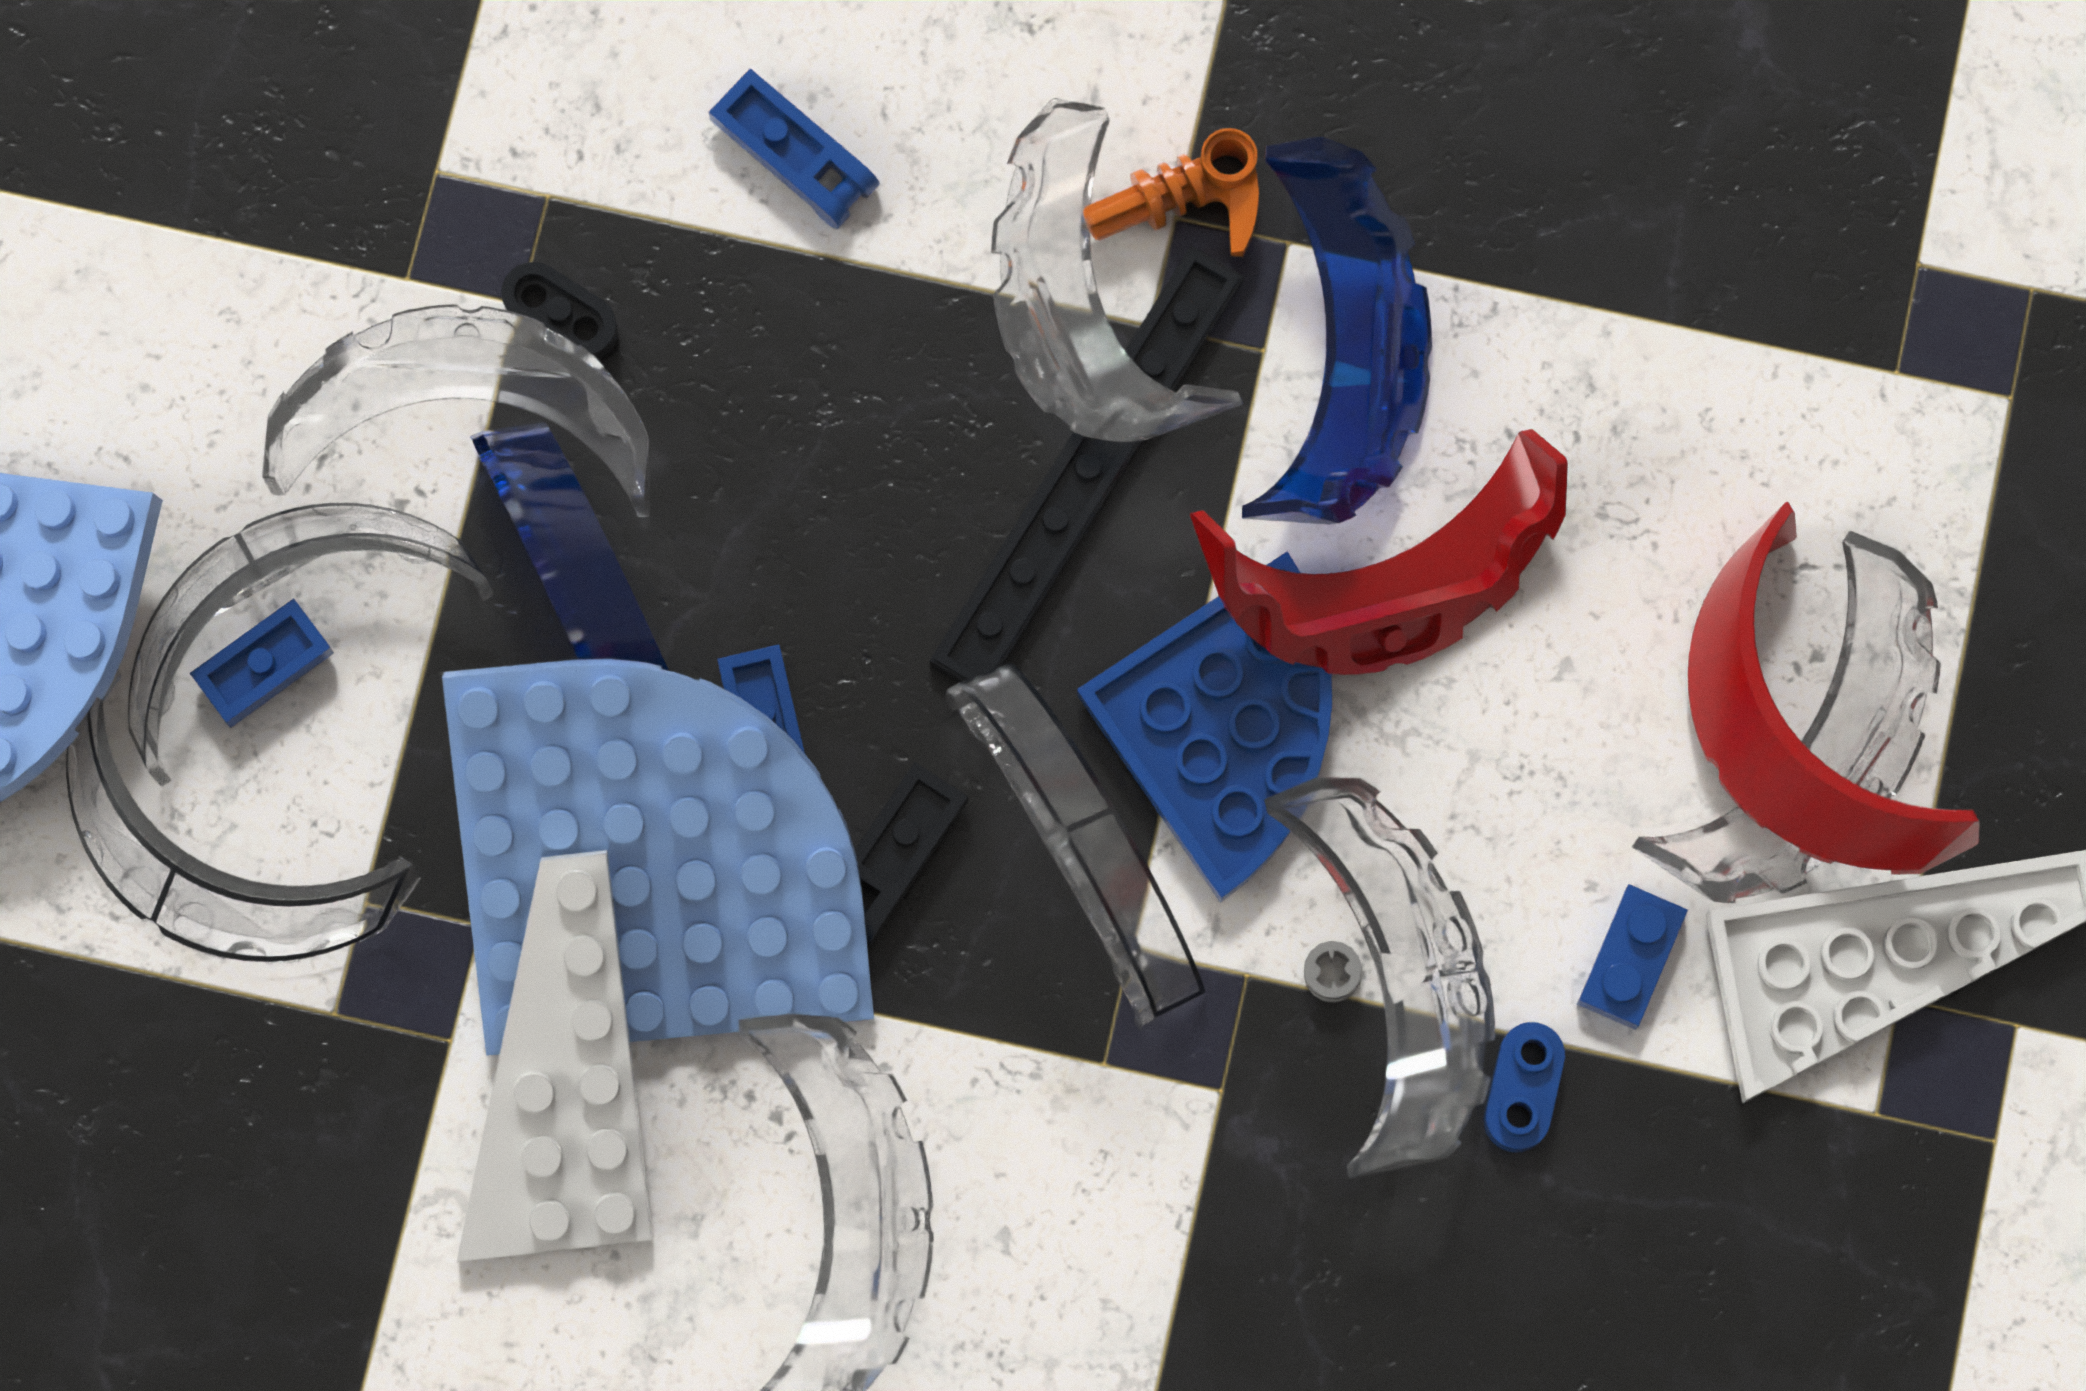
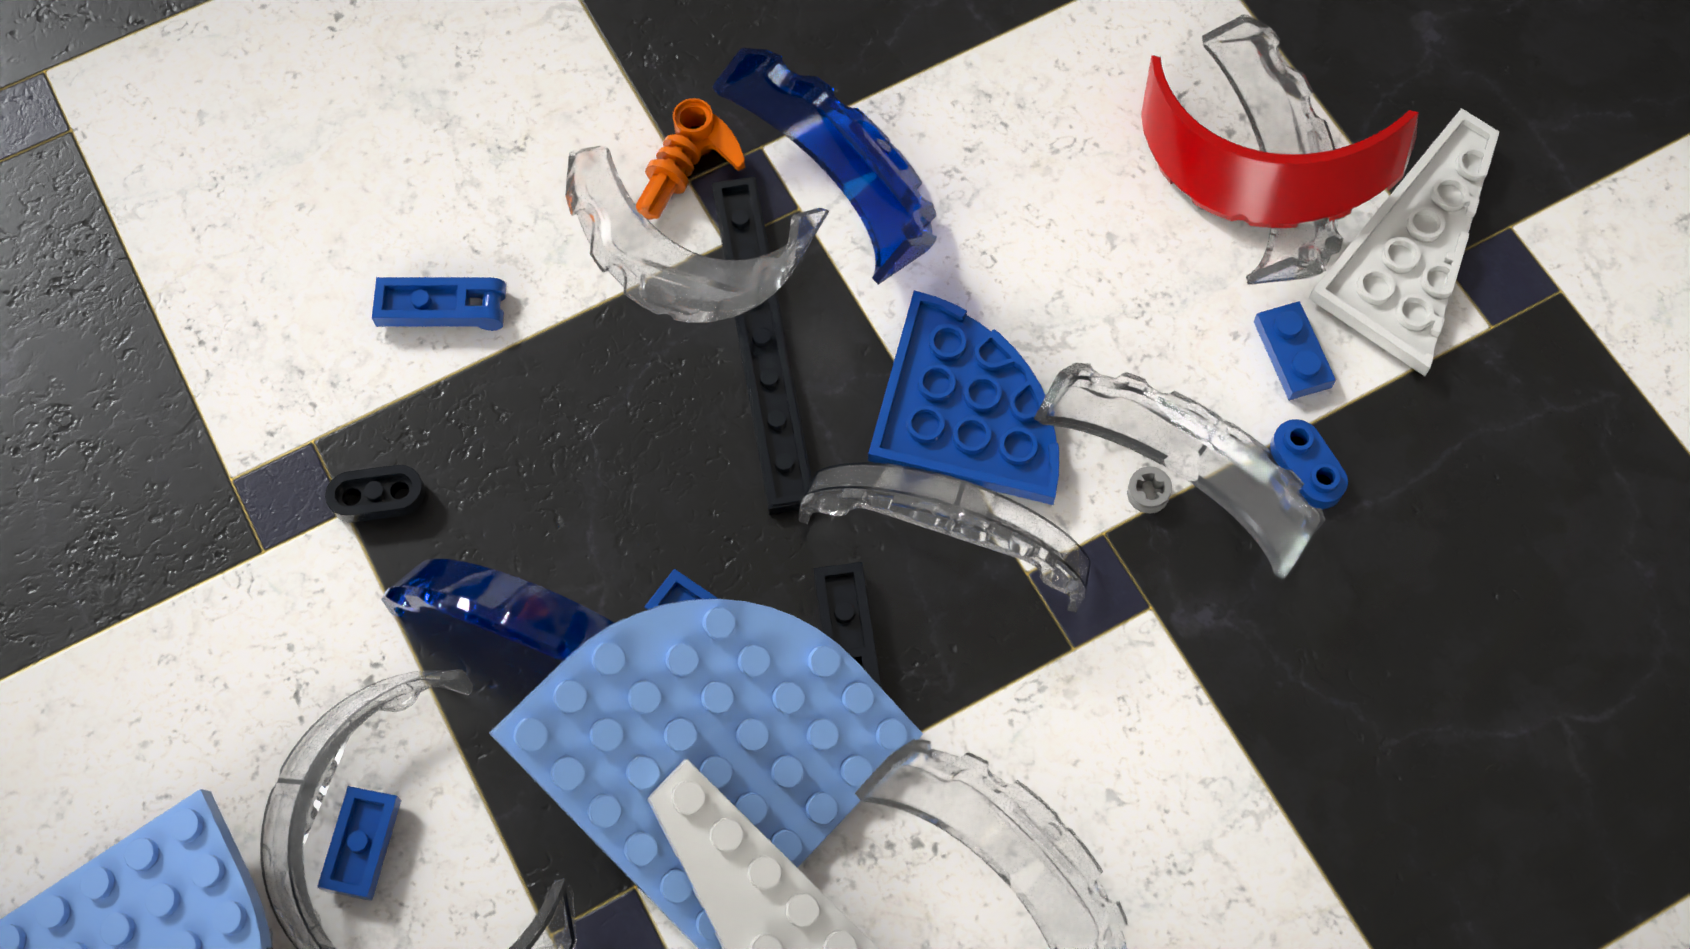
camera: 40 degrees left, 10 degrees down
(457, 355) = (336, 562): clear windscreen -> none
(1408, 602) = (1006, 252): red windscreen -> none

